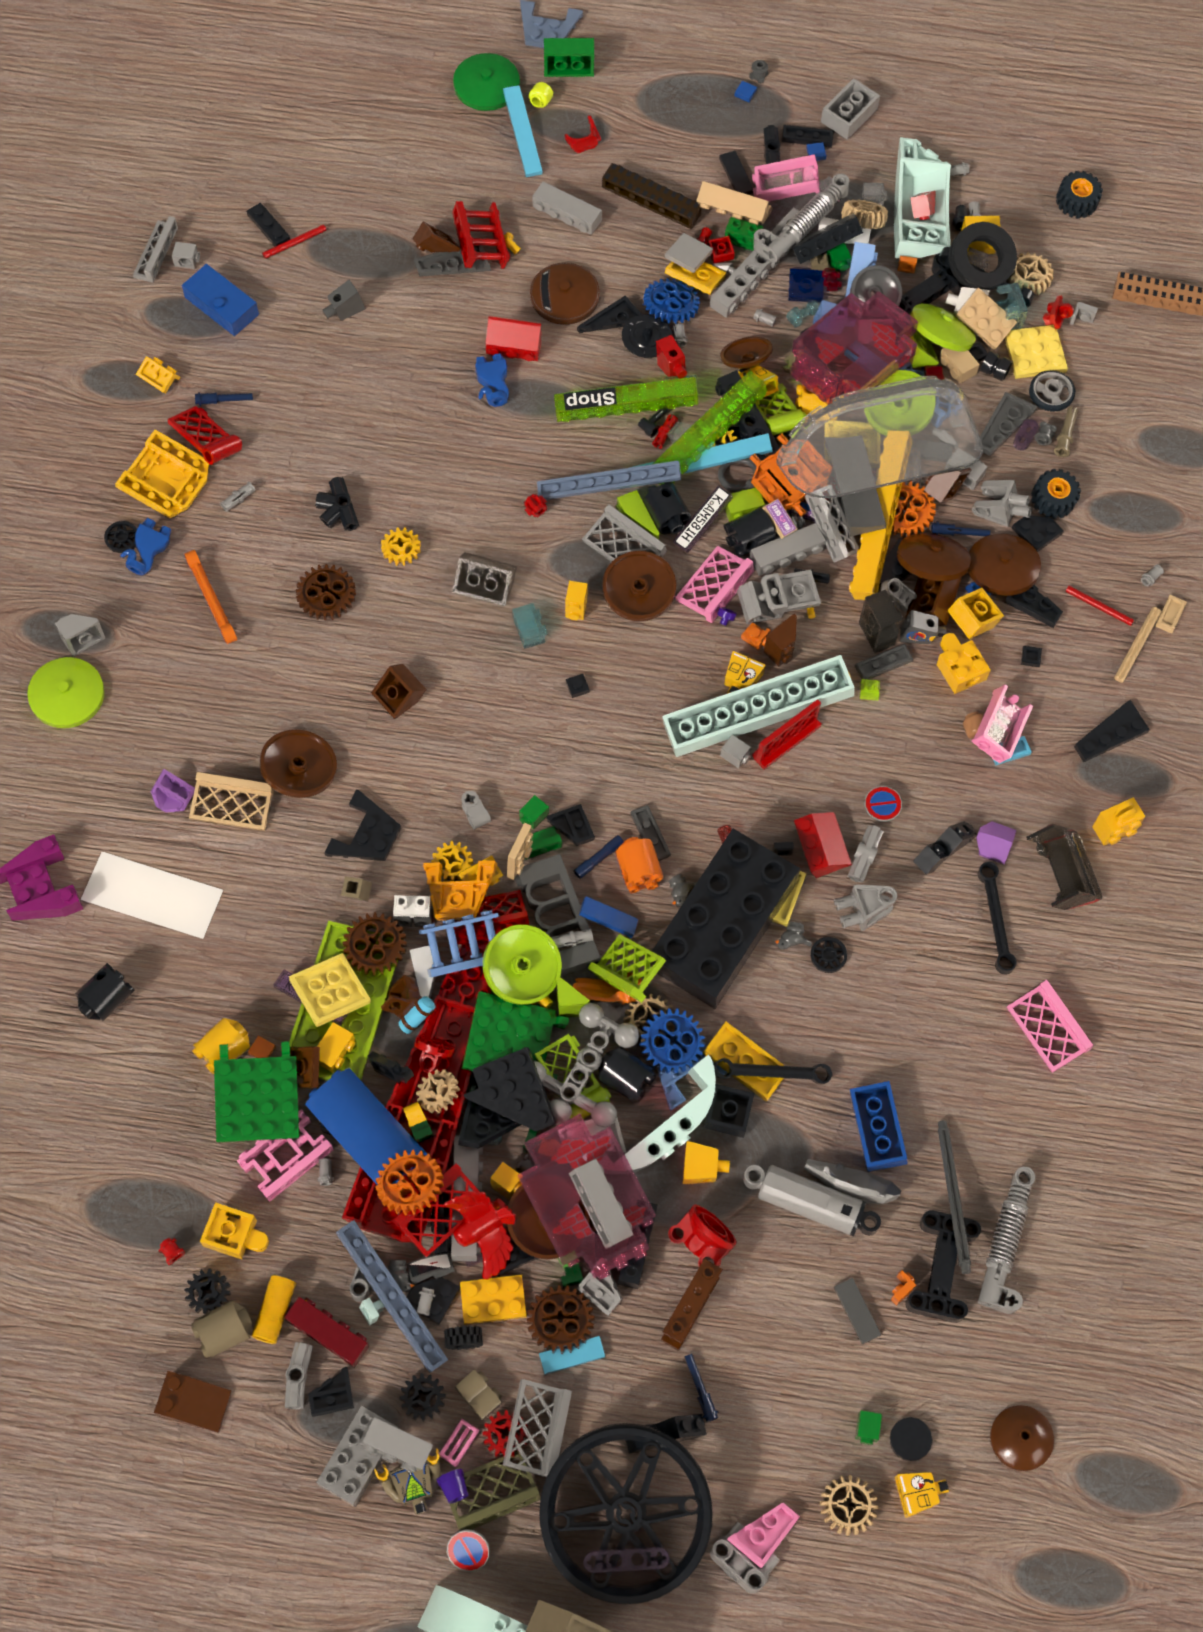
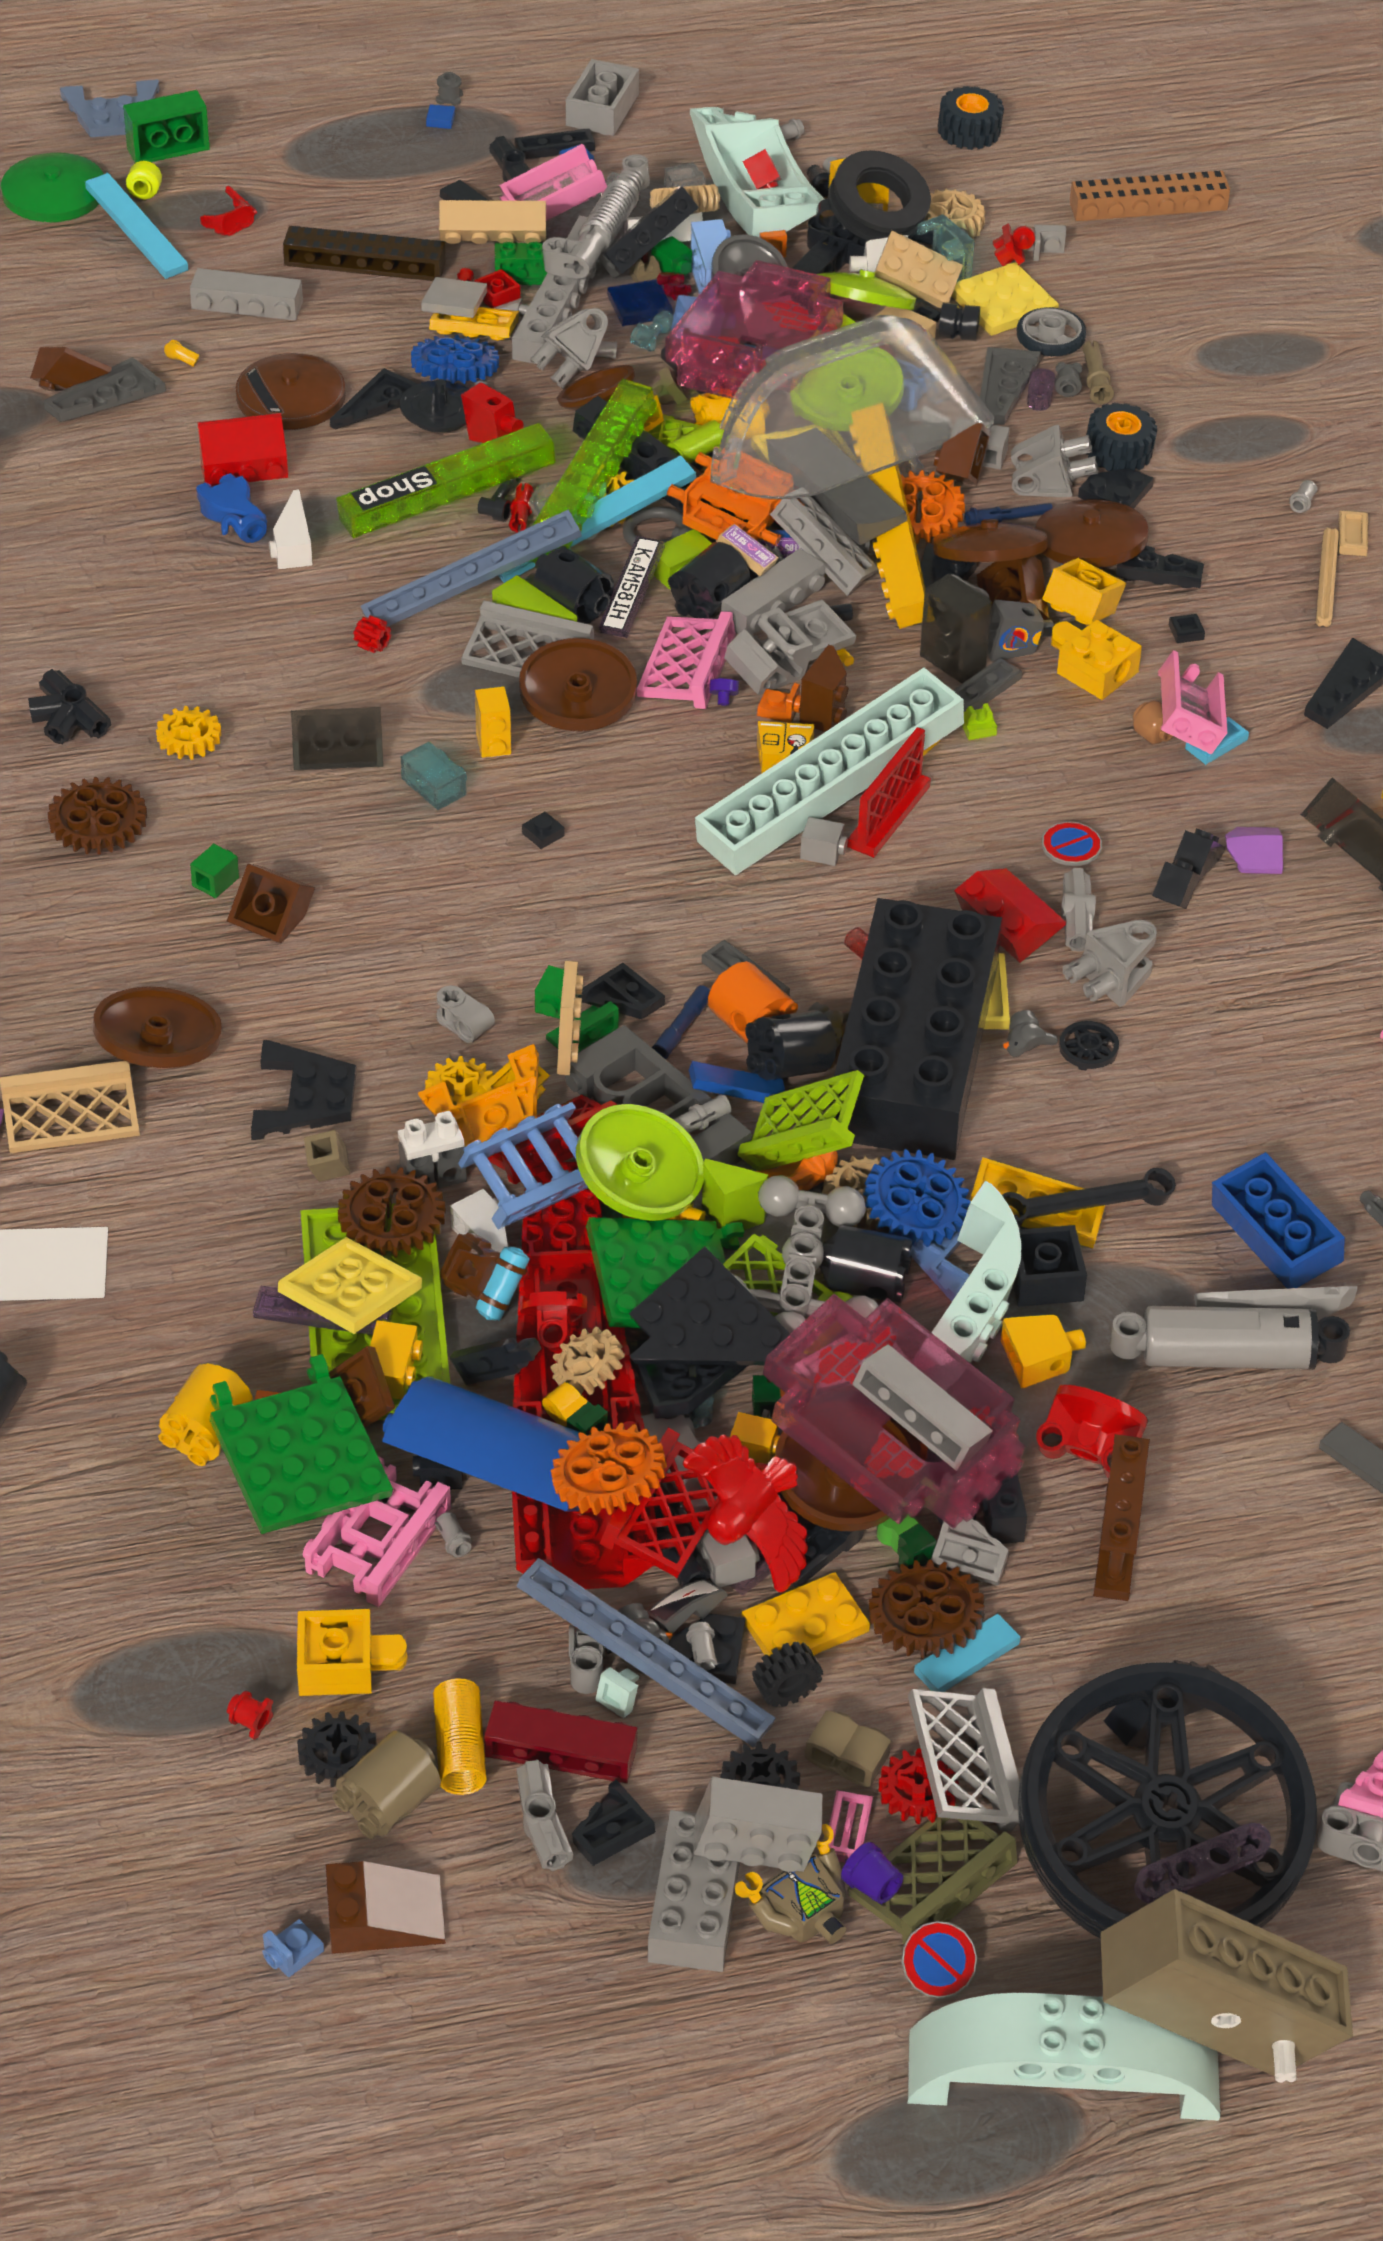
camera: 20 degrees left, 20 degrees down
(136, 1407) = (291, 1948): none -> medium blue bracket
(376, 655) = (214, 870): none -> green brick
(467, 241) = (124, 363): red fence -> none
(518, 412) = (291, 536): none -> white slope
(648, 904) = (790, 1045): none -> black cylinder
(704, 1398) = (1214, 1654): dark blue pin -> none
(743, 314) = (574, 343): none -> light grey piece
(996, 917) = (1308, 934): black piece -> none
(1099, 605) = (1249, 548): red bar -> none

